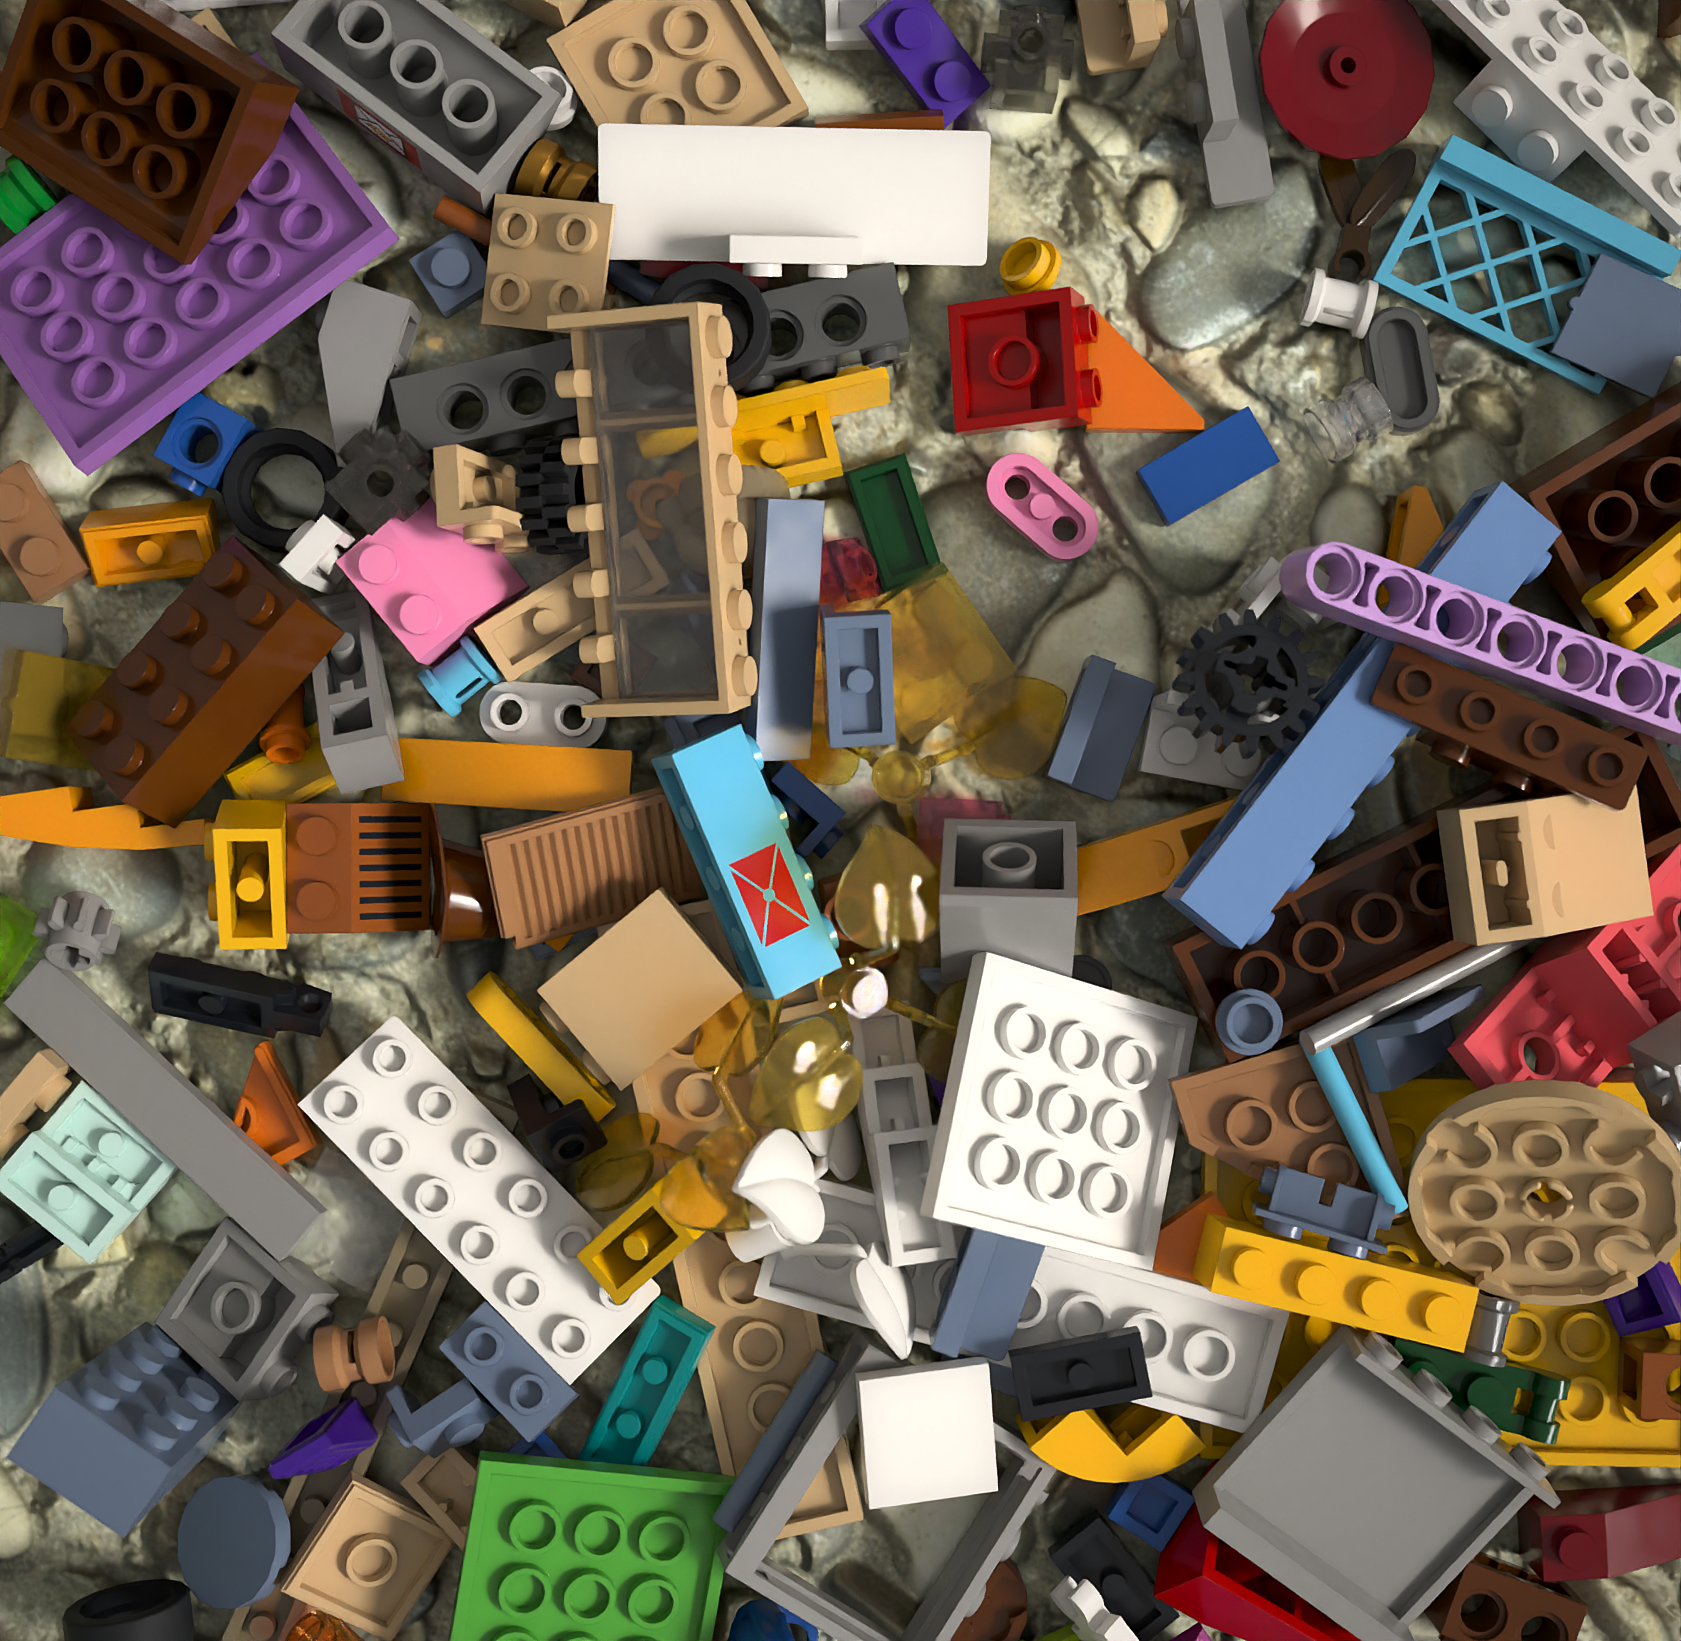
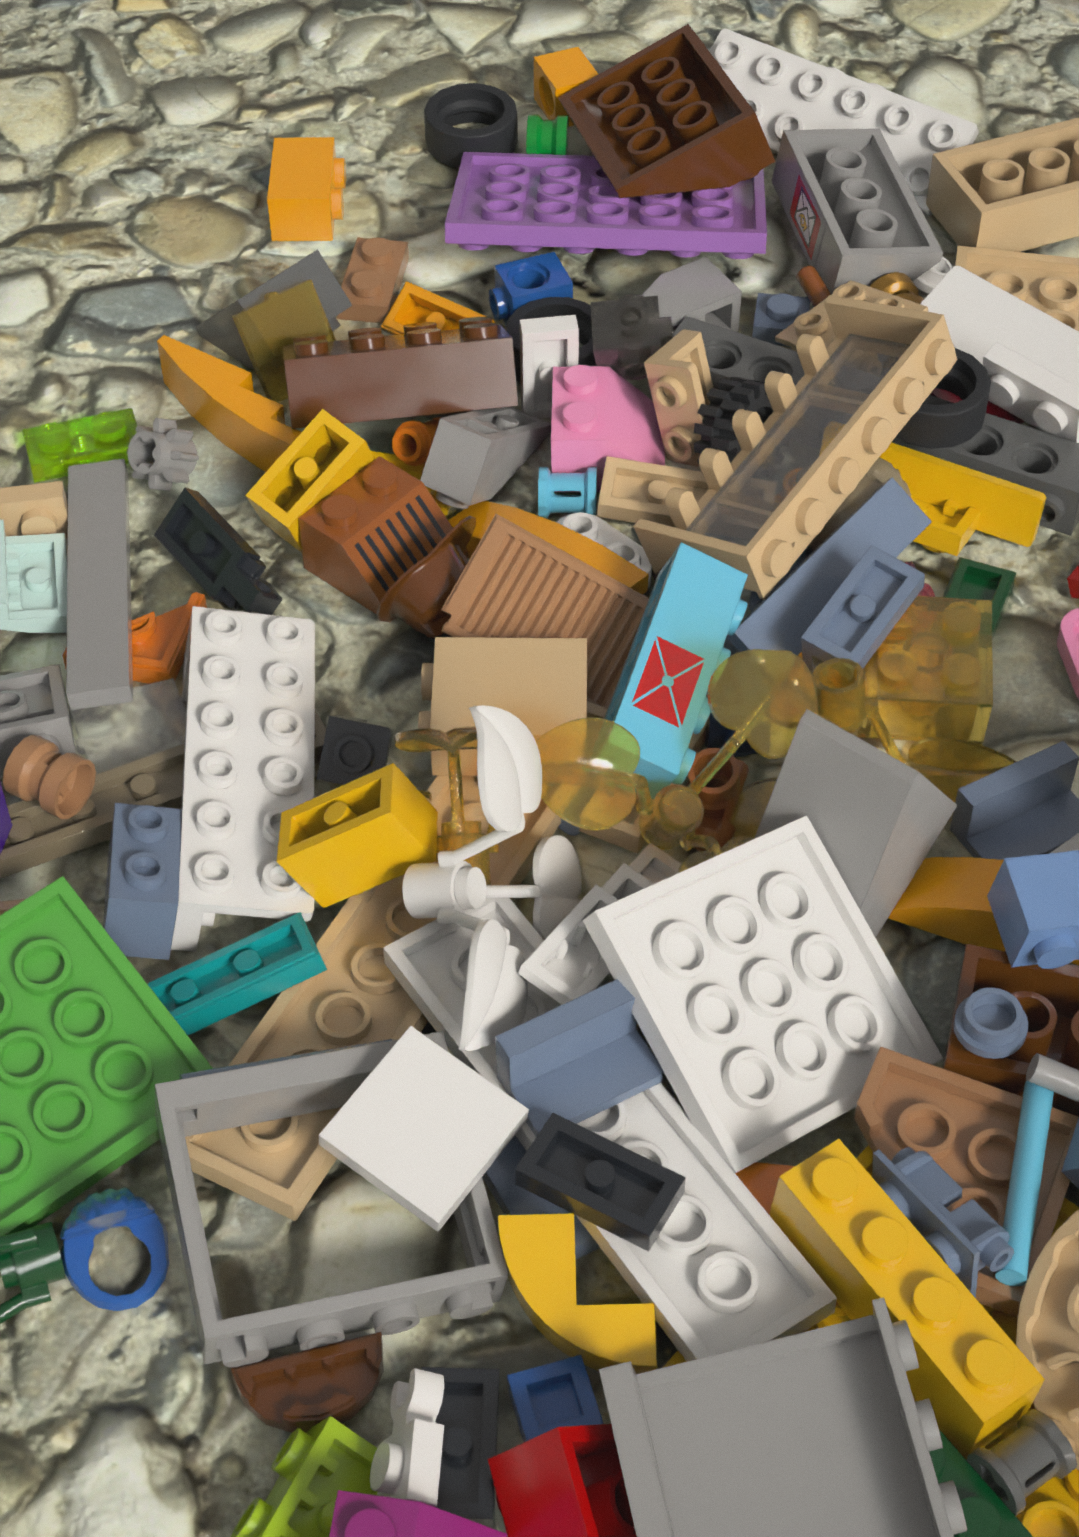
camera: 40 degrees right, 40 degrees down
(442, 1423) = (48, 856): sand blue bracket -> none
(538, 1045) = (392, 698): yellow beam -> none

